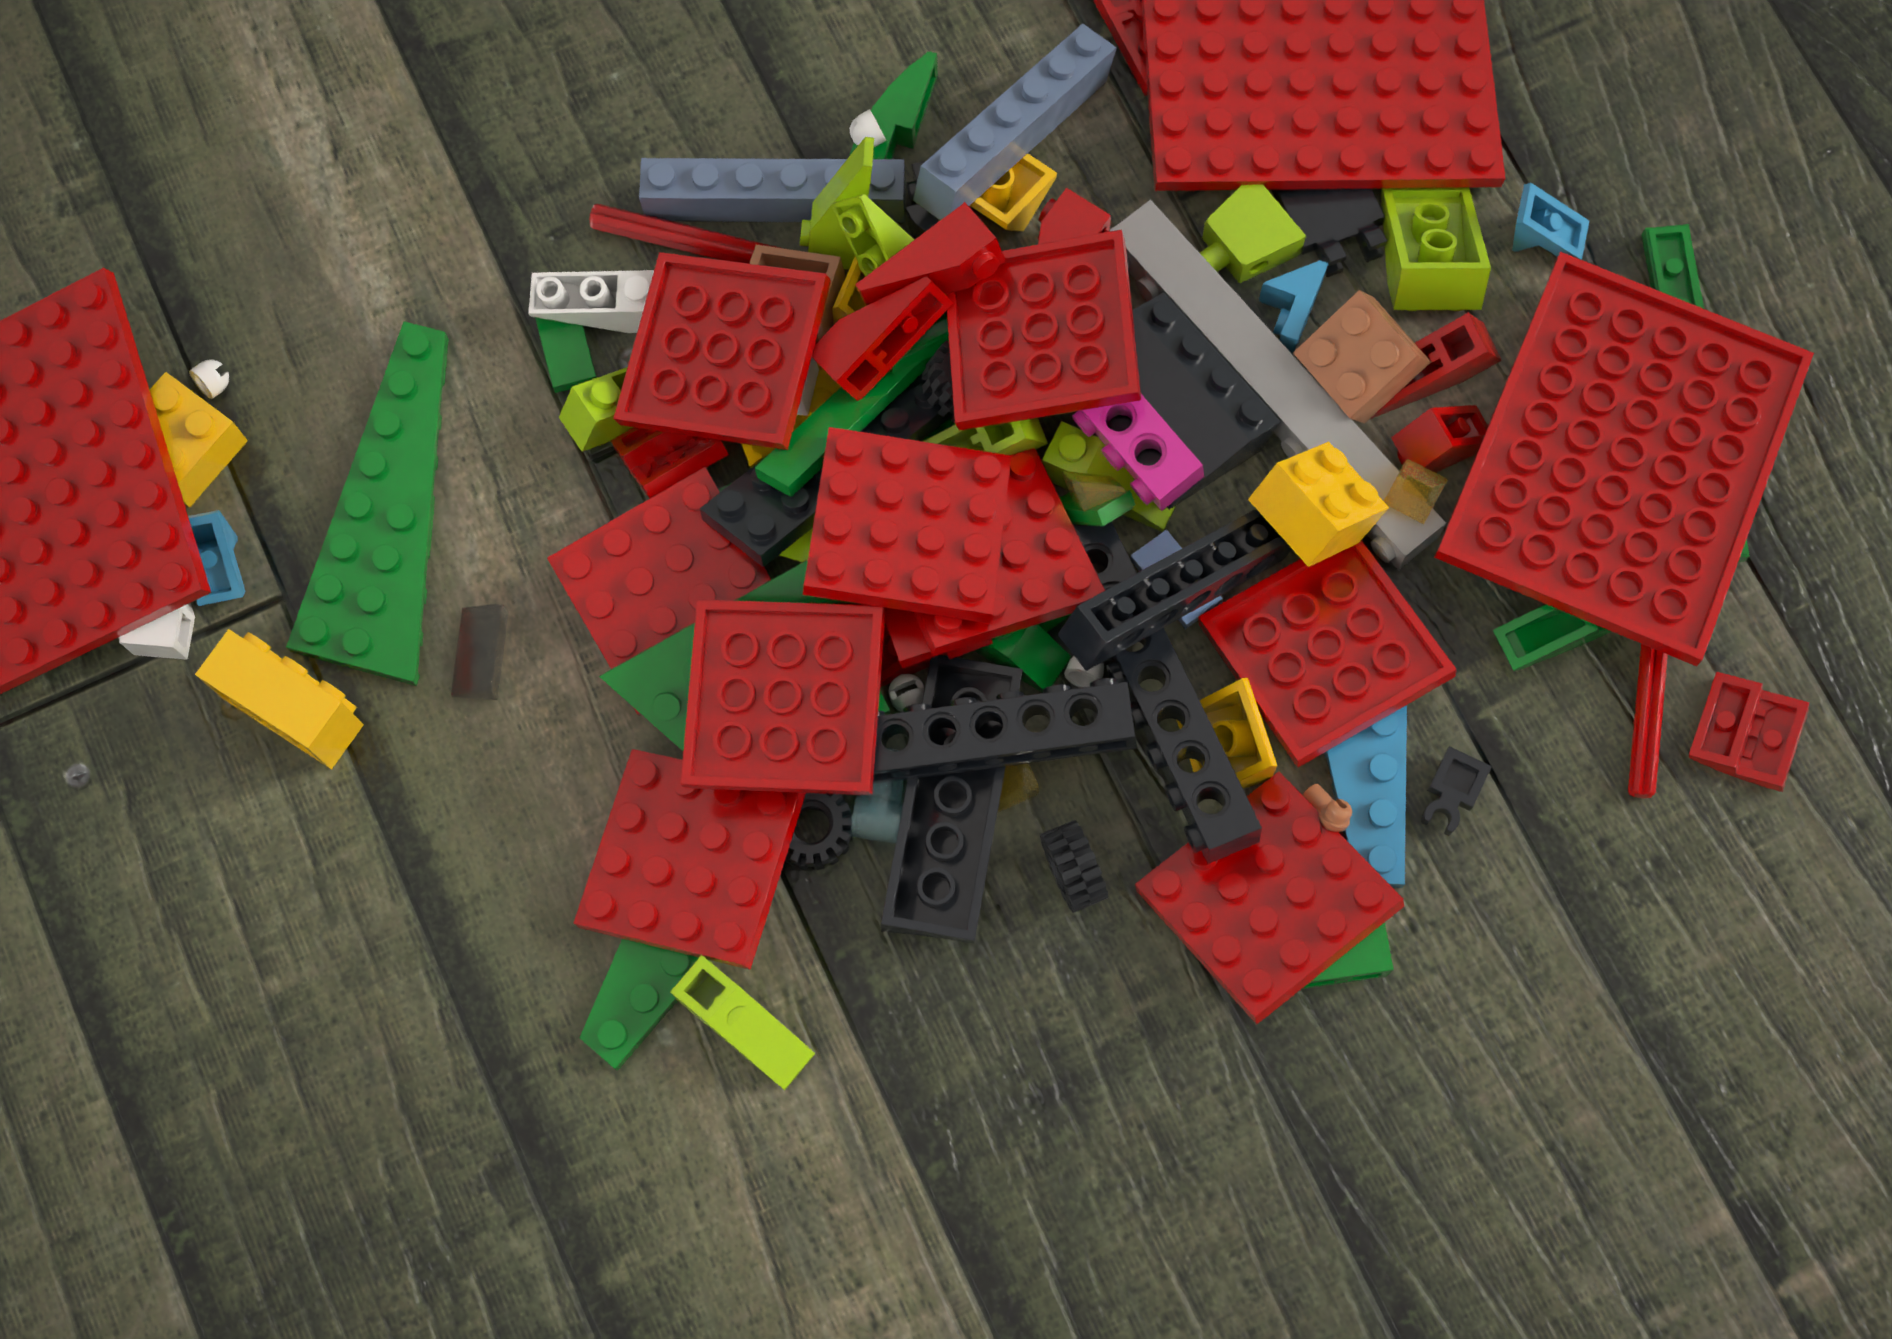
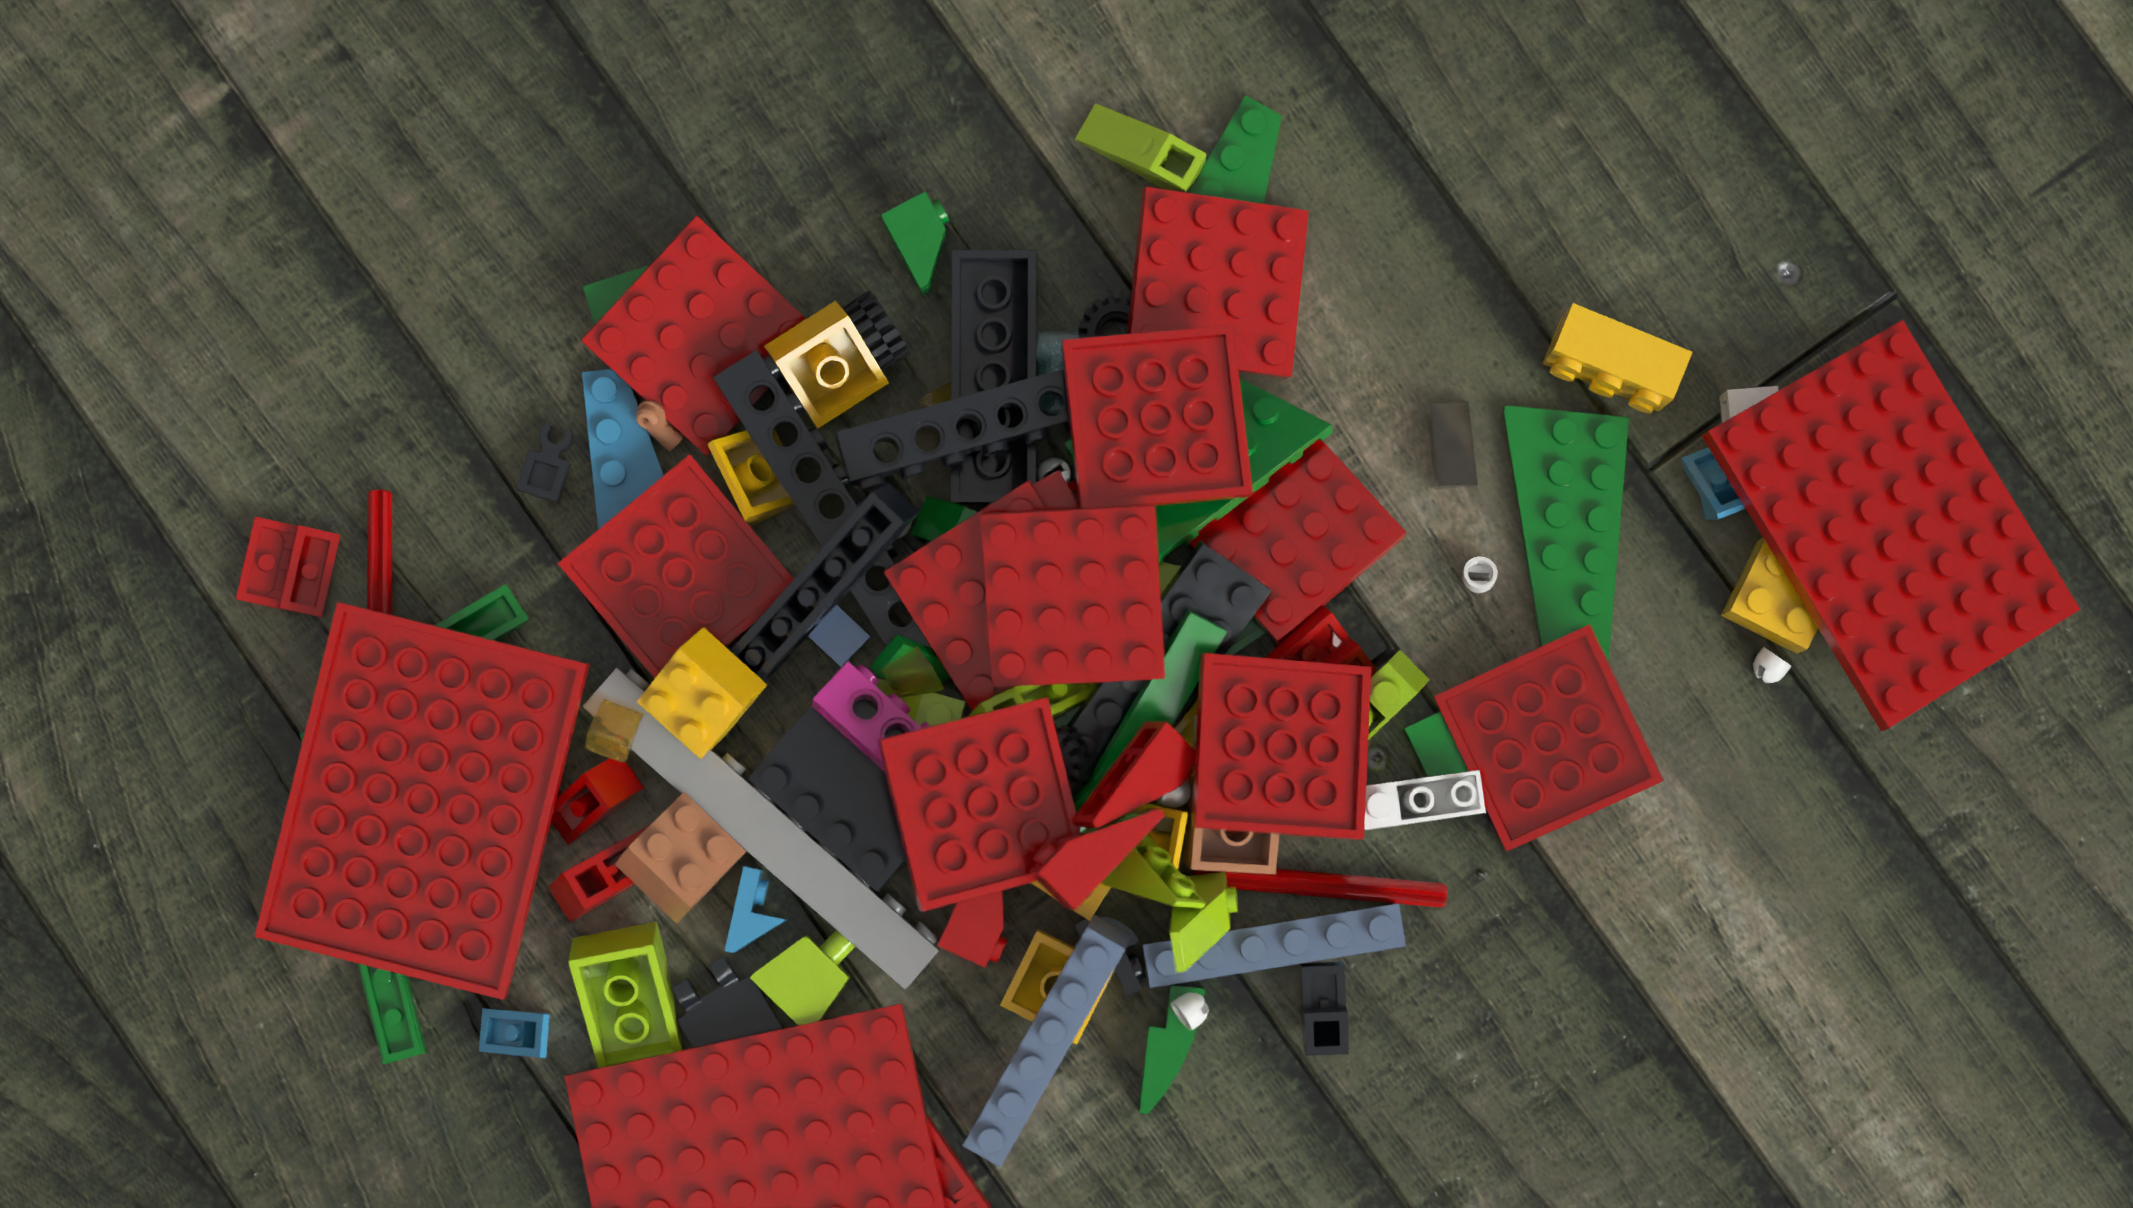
camera: 165 degrees right, 10 degrees up
(450, 336) = (1549, 737): none -> red plate
(485, 502) = (1479, 568): none -> white hinge
(736, 118) = (1324, 1008): none -> black brick
(1009, 968) = (918, 236): none -> green slope
(1136, 834) = (826, 364): none -> yellow brick

